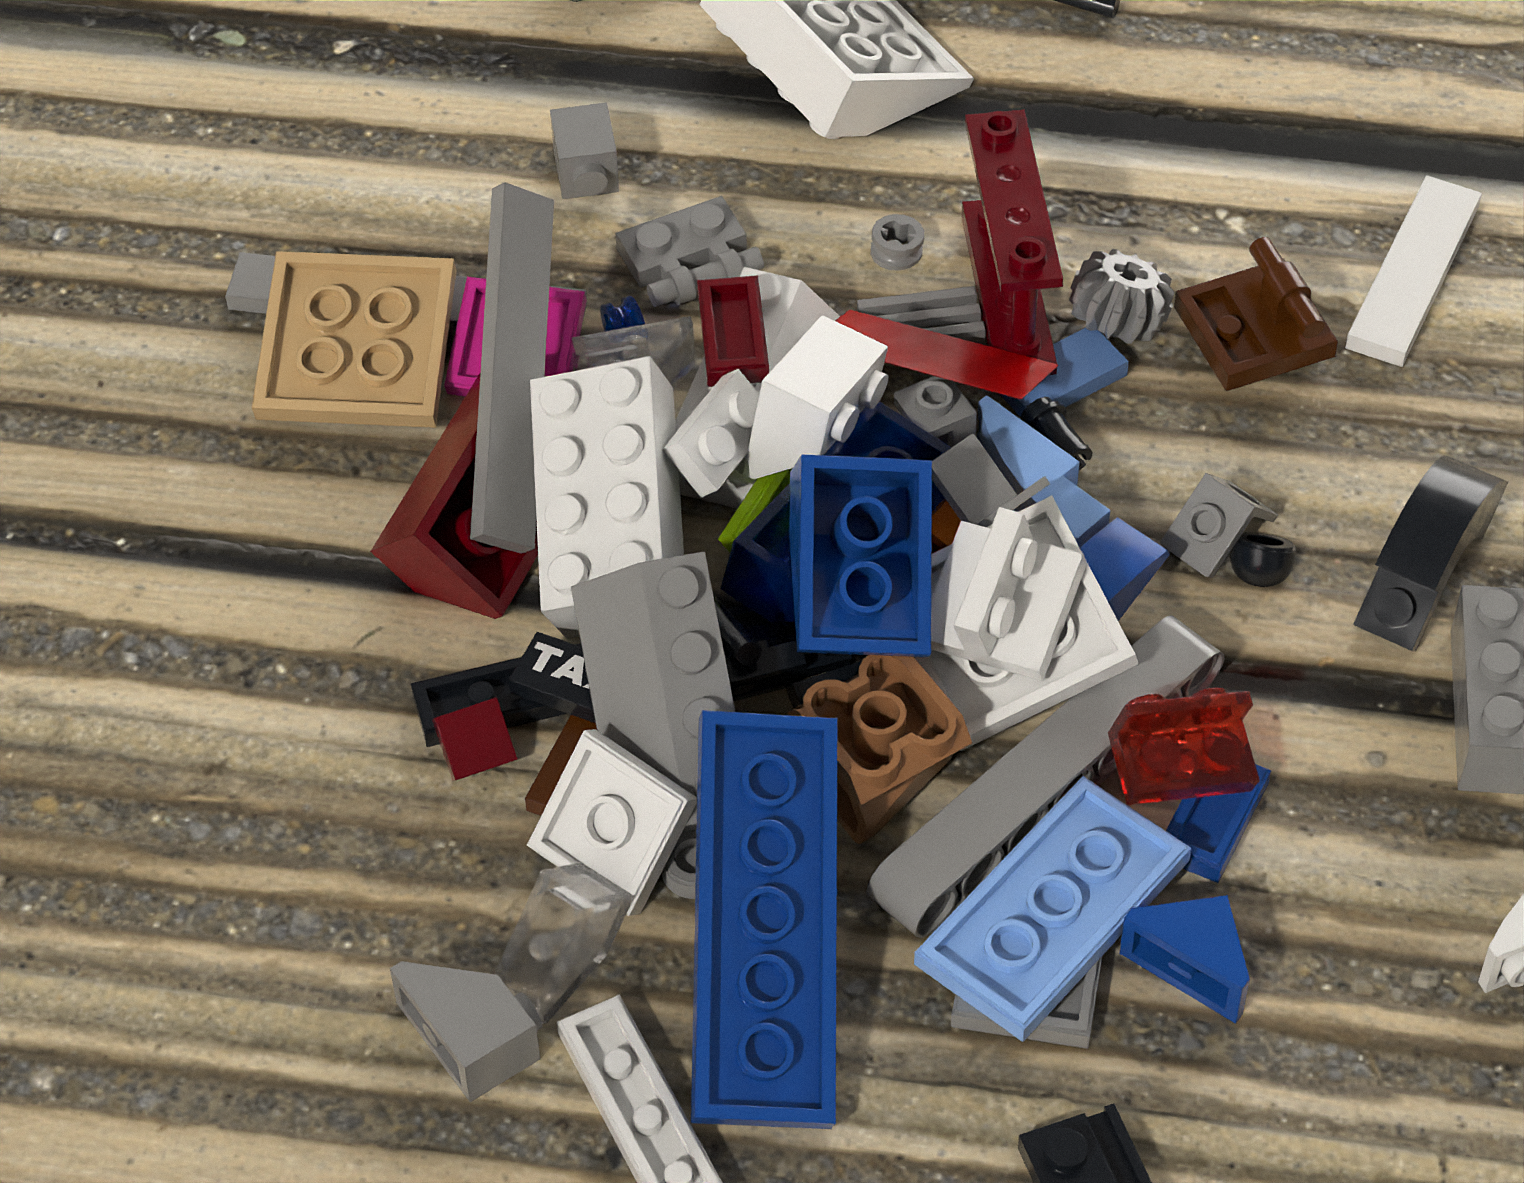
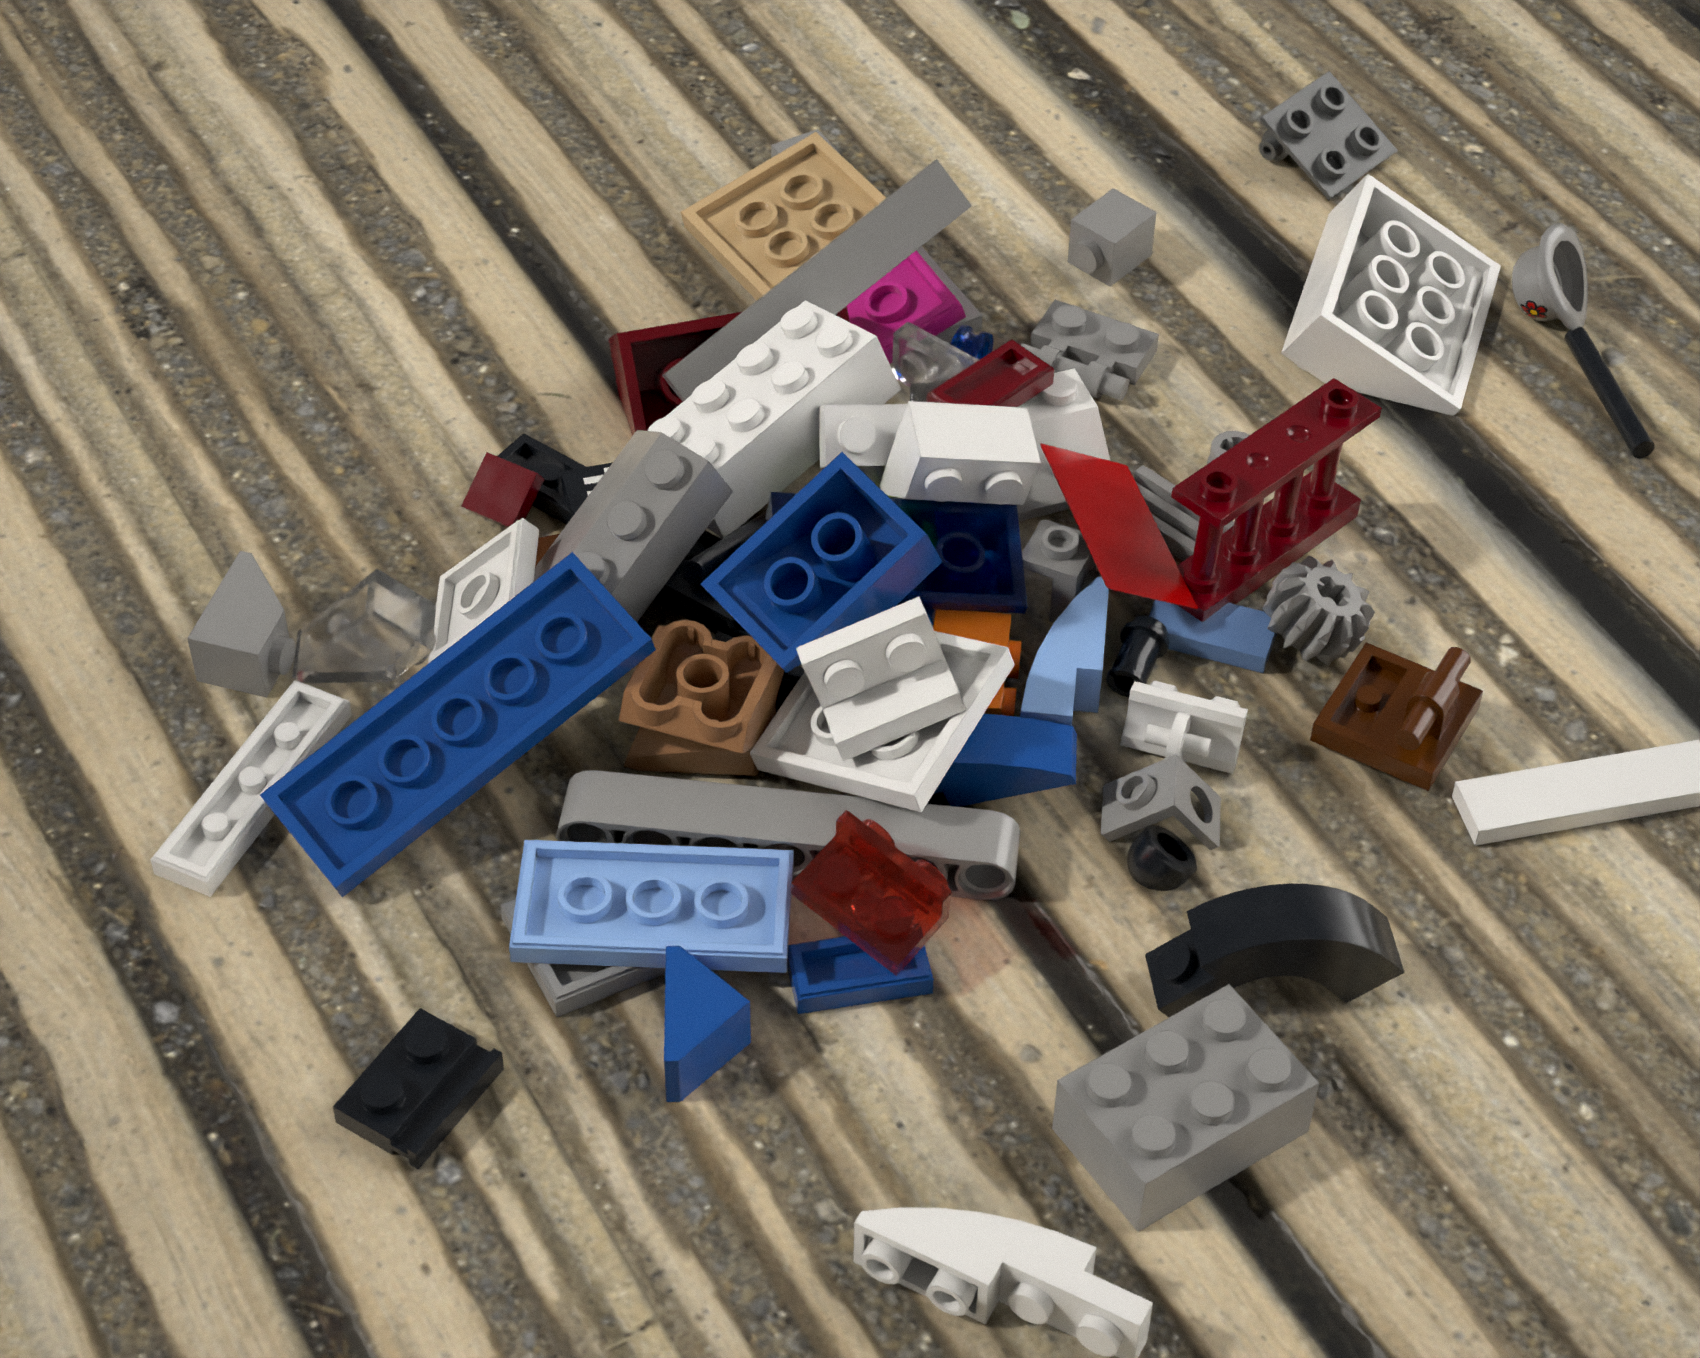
camera: 50 degrees right, 5 degrees down
(975, 483) = (992, 605): light grey bracket -> none
(1159, 455) = (1184, 726): none -> white hips

